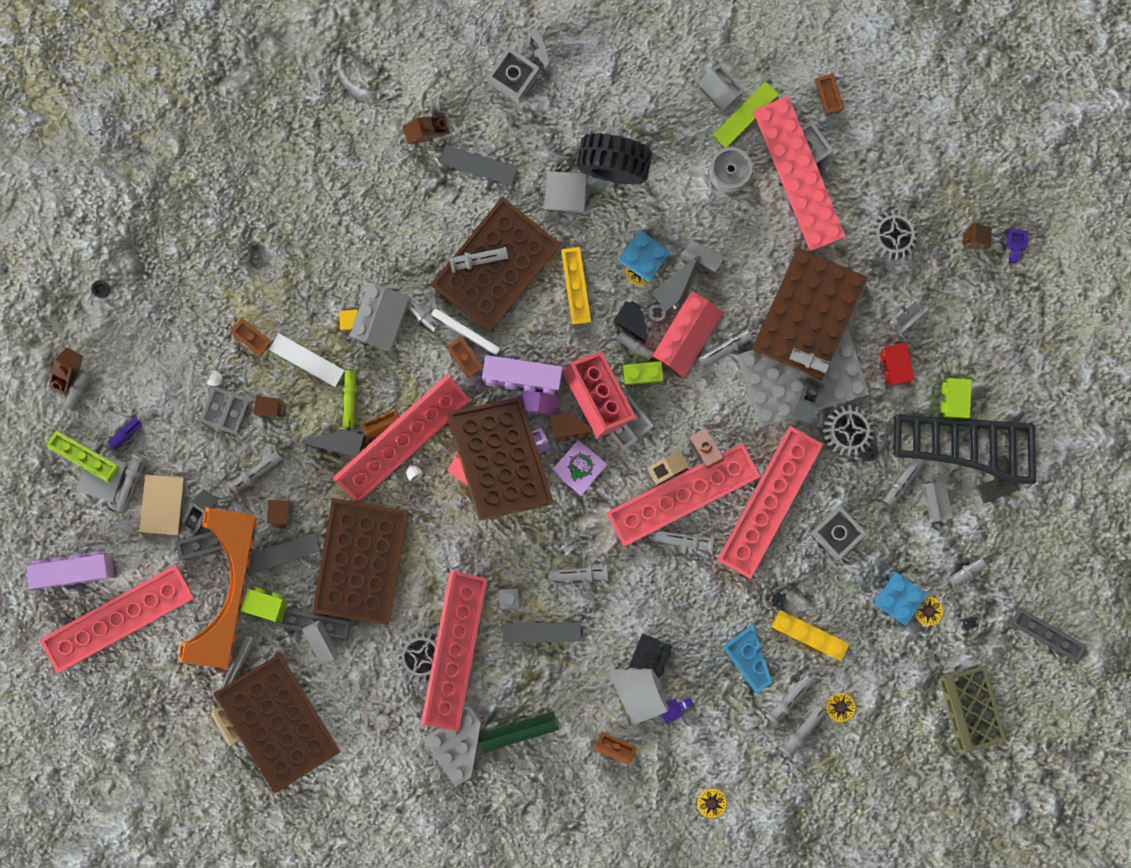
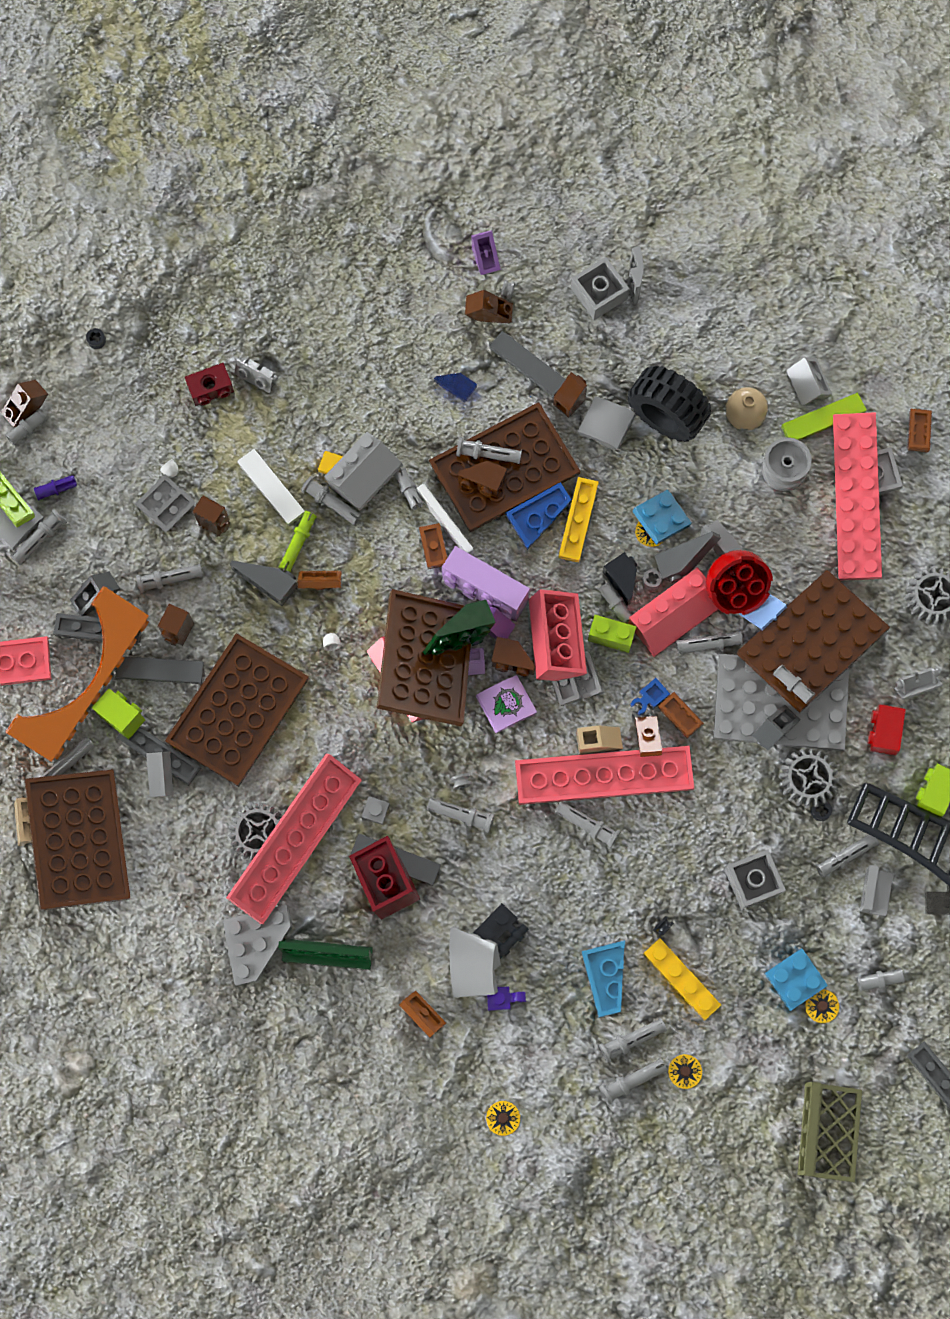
camera: 25 degrees right, 10 degrees down
(162, 505) = (60, 572): tan tile -> none
(218, 281) = (216, 375): none -> dark red brick
(242, 266) = (248, 370): none -> light grey hinge
(251, 337) = (224, 442): dark orange plate -> none
(353, 350) = (323, 495): none -> light grey pin
(401, 439) = (331, 600): coral plate -> none
(402, 81) = (485, 252): none -> medium lavender slope
(426, 207) = (457, 384): none -> clear blue tile
(485, 282) = (485, 477): none -> reddish brown slope
(524, 418) = (465, 628): none -> dark green slope
(527, 180) = (570, 394): none -> reddish brown slope
(539, 652) = (384, 878): none -> dark red slope
(540, 294) = (538, 513): none -> blue wing
(678, 132) = (746, 408): none -> tan cylinder
(696, 411) = (652, 695): none -> blue plate
(725, 419) = (680, 715): none -> dark orange plate
(731, 289) = (739, 582): none -> red cylinder
(756, 302) = (766, 613): none -> light blue piece
(769, 502) = (693, 820): coral plate -> none
(969, 623) = (862, 1035): black bush -> none

